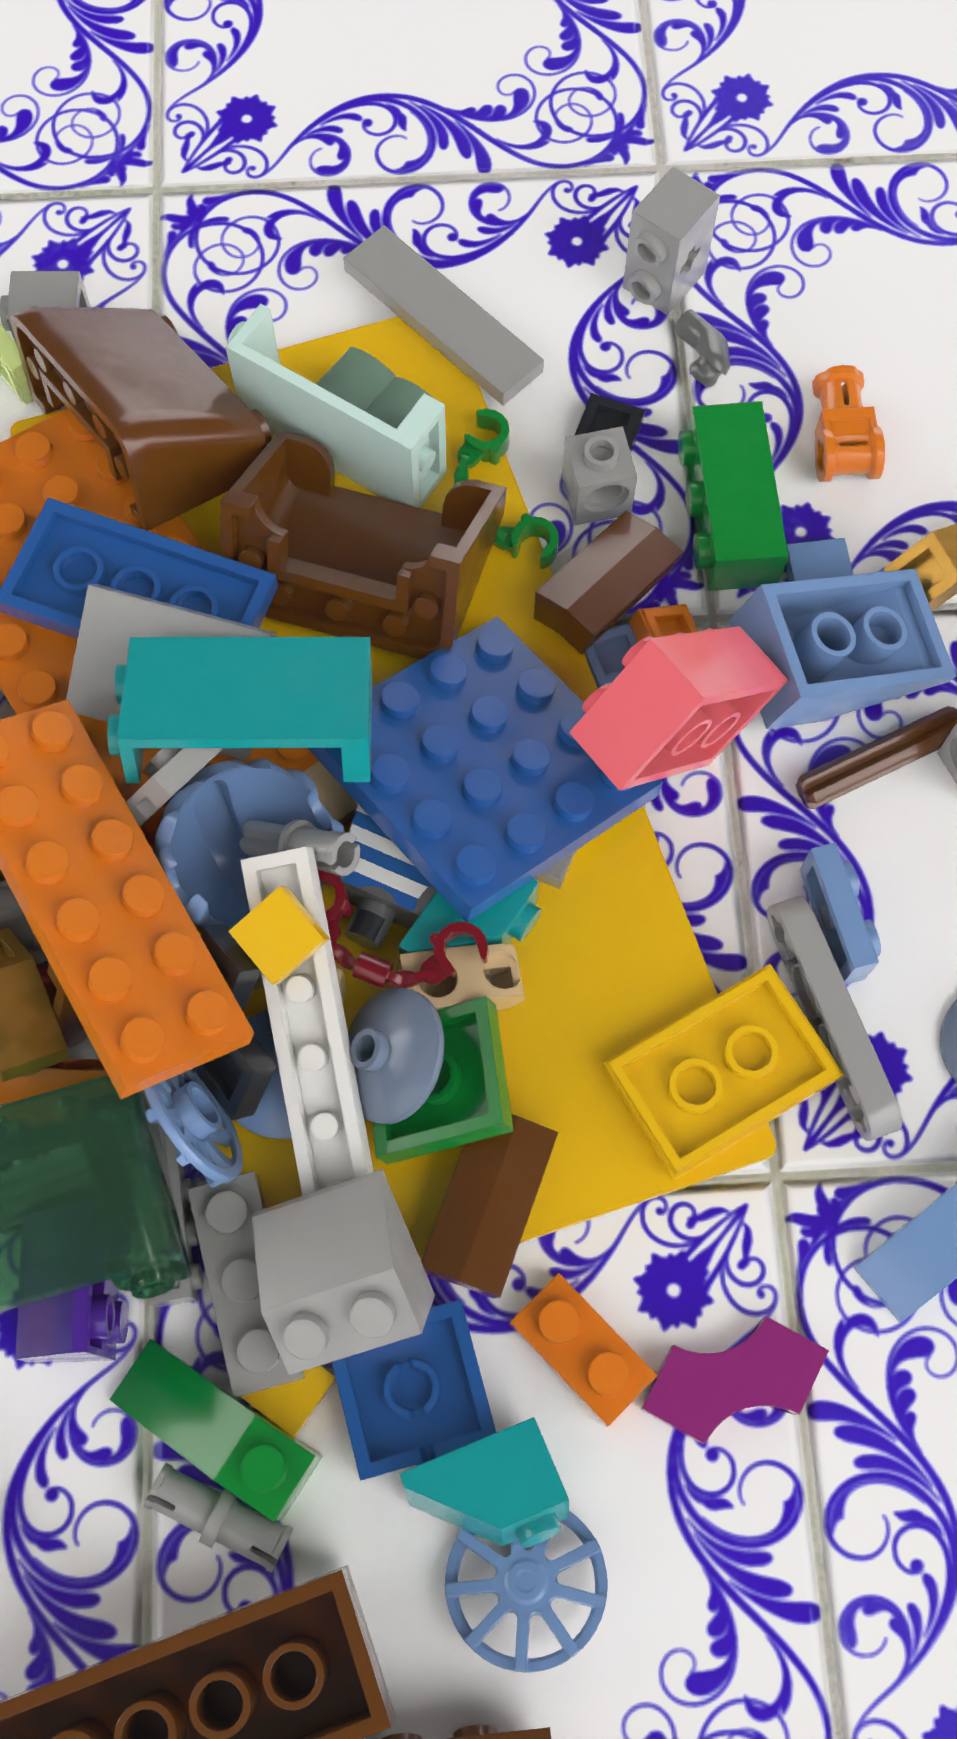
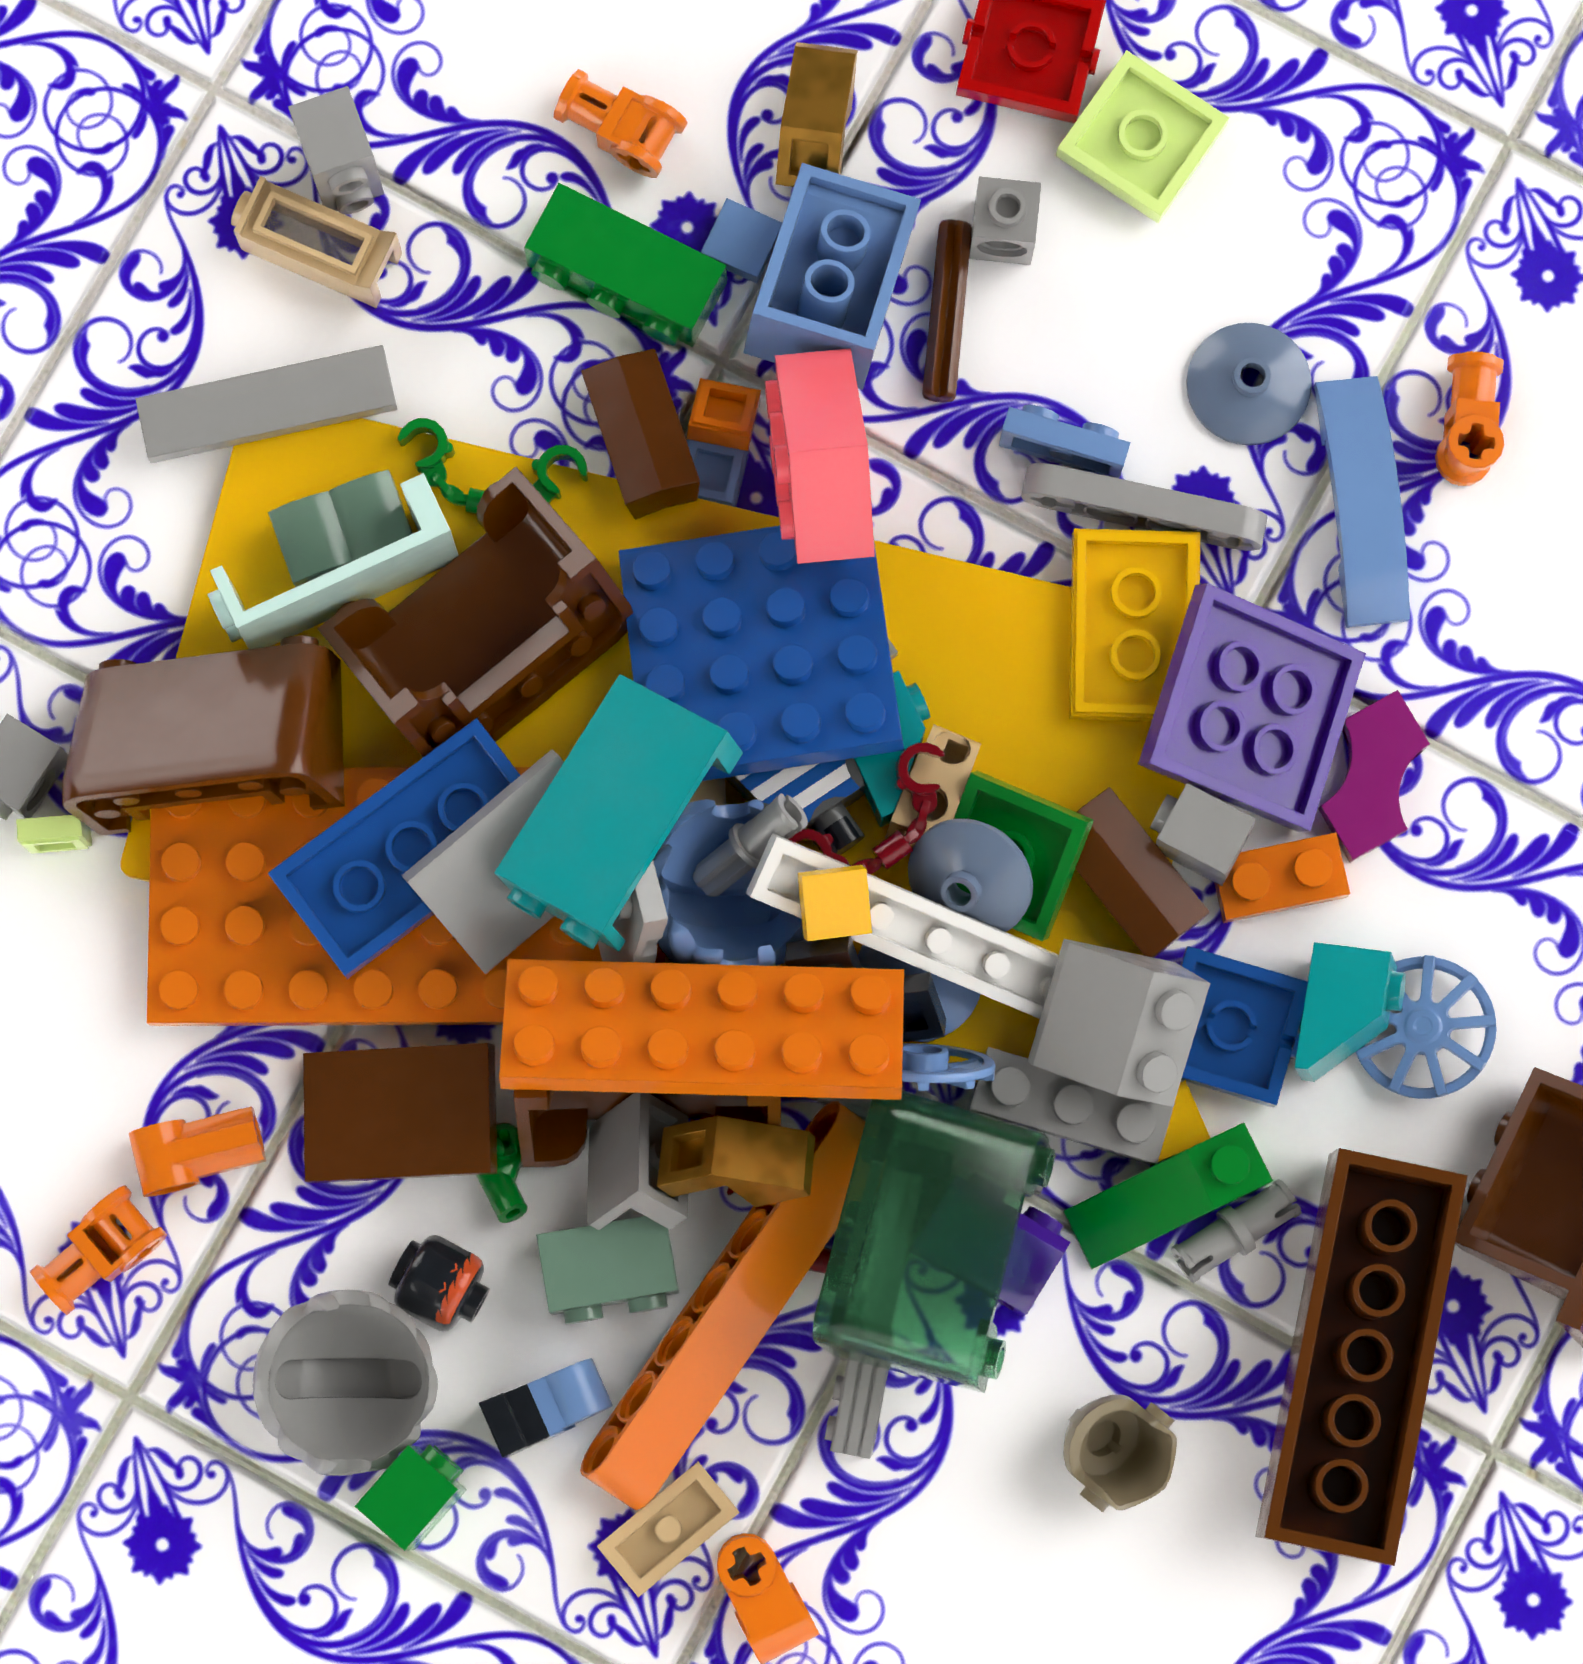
camera: 60 degrees left, 10 degrees up
(571, 1244) = (1202, 832): none -> light grey brick
(593, 276) = (314, 241): none -> tan window
(598, 475) = (530, 372): light grey brick -> none
(606, 413) = (477, 329): black tile -> none
(708, 343) = (454, 180): dark grey arm -> none
(717, 1220) = (1252, 708): none -> plate

